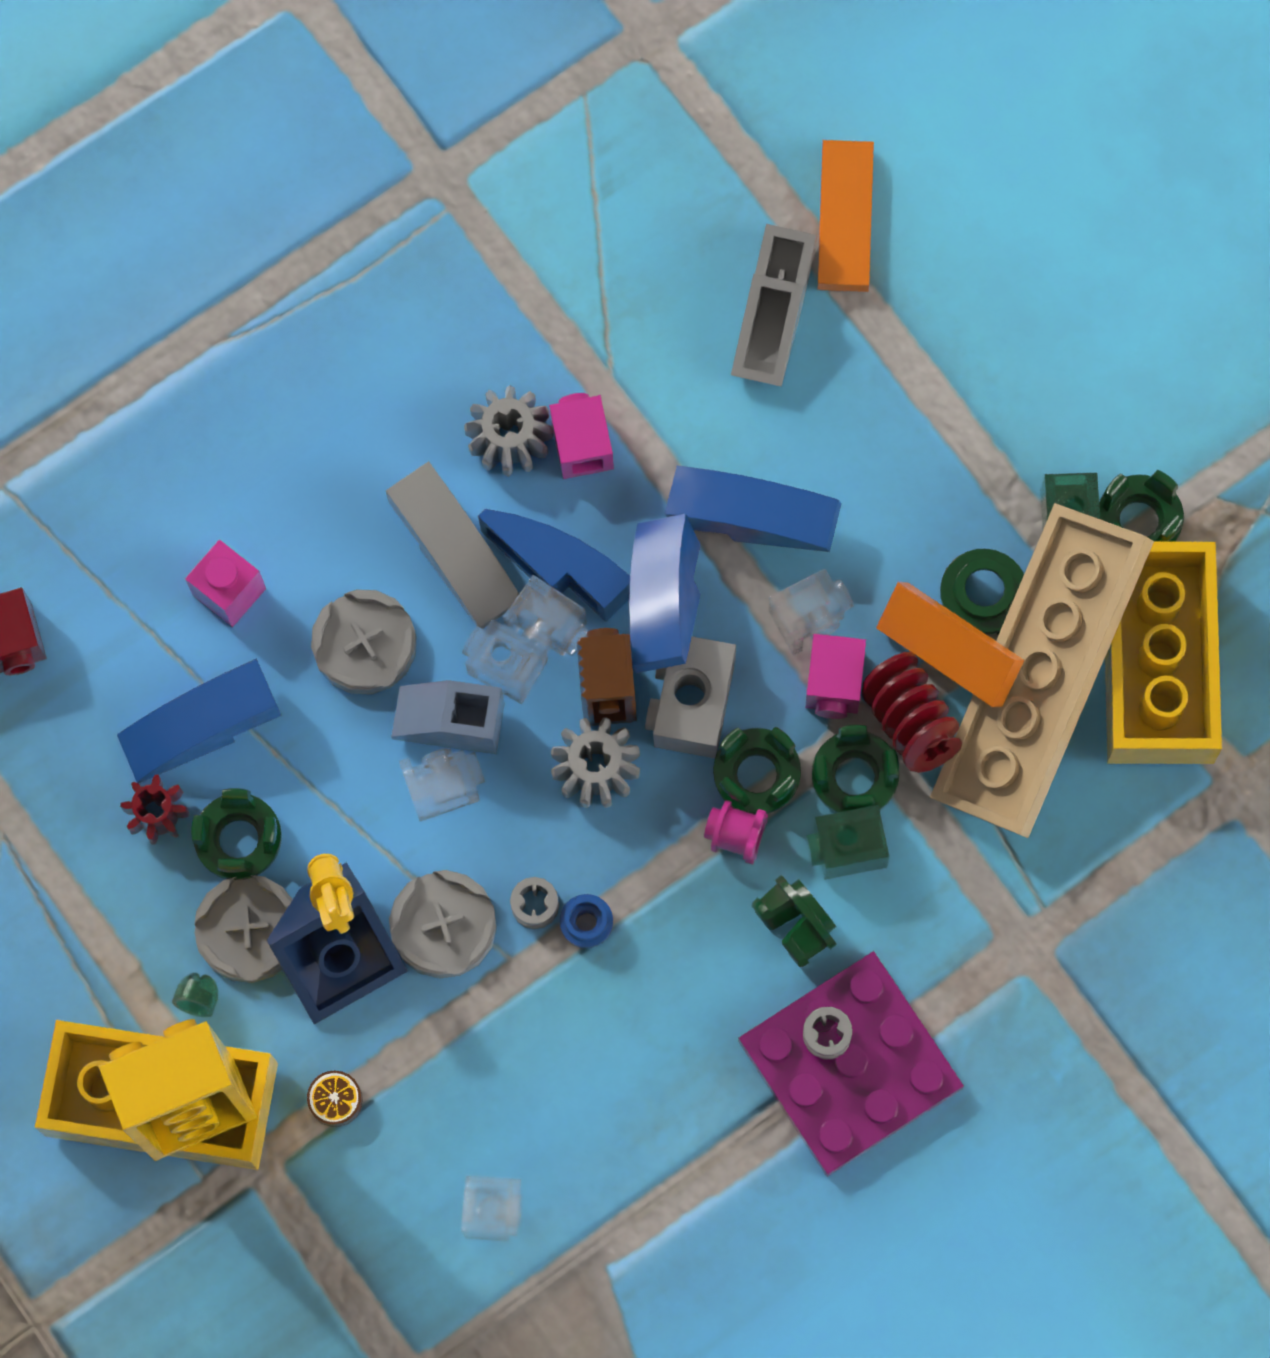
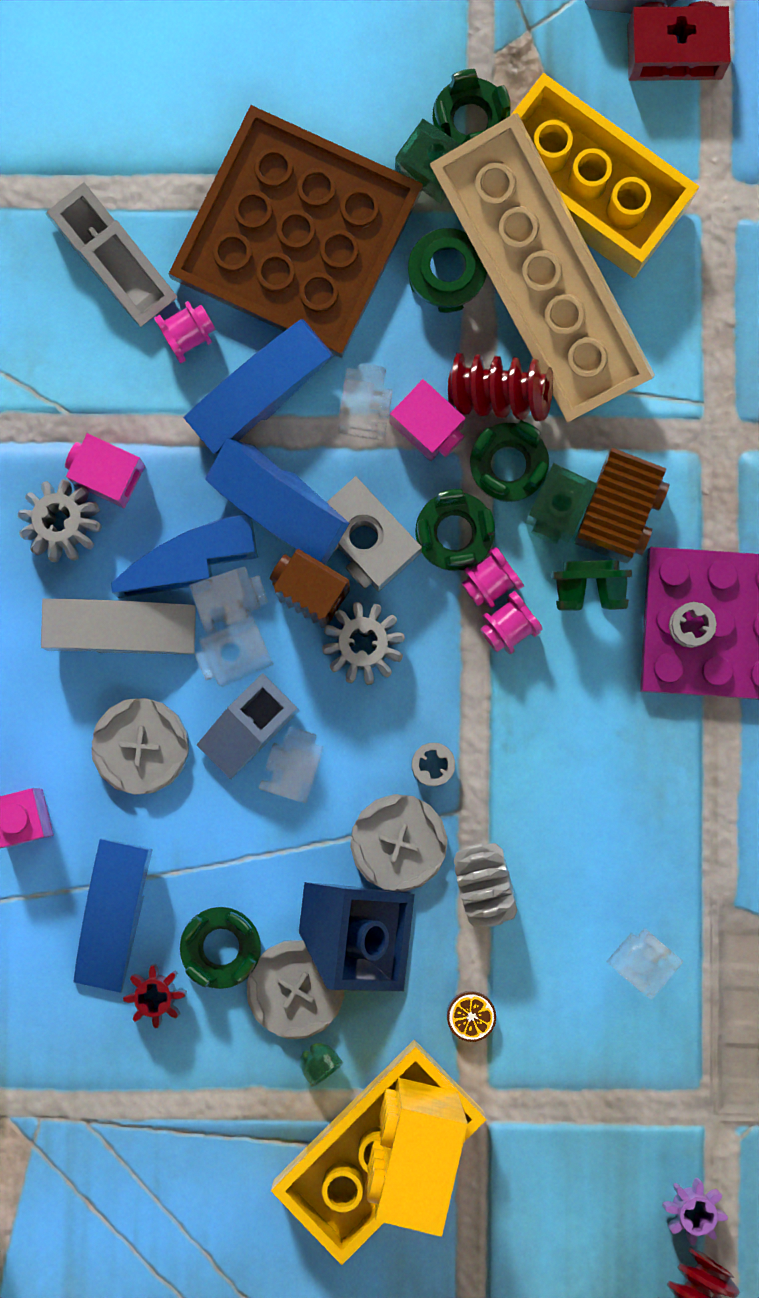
camera: 60 degrees left, 10 degrees up
(330, 892) = (331, 916): yellow axle -> none
(458, 1019) = (485, 885): none -> light grey gear
(582, 905) = (489, 730): blue plate -> none
(707, 877) = (510, 624): none -> dark pink brick
(756, 413) = (186, 329): none -> dark pink brick
(845, 215) = (80, 152): orange tile -> none
(889, 898) = (621, 506): none -> reddish brown brick
(918, 442) = (295, 229): none -> reddish brown plate
(950, 644) = (471, 321): orange tile -> none

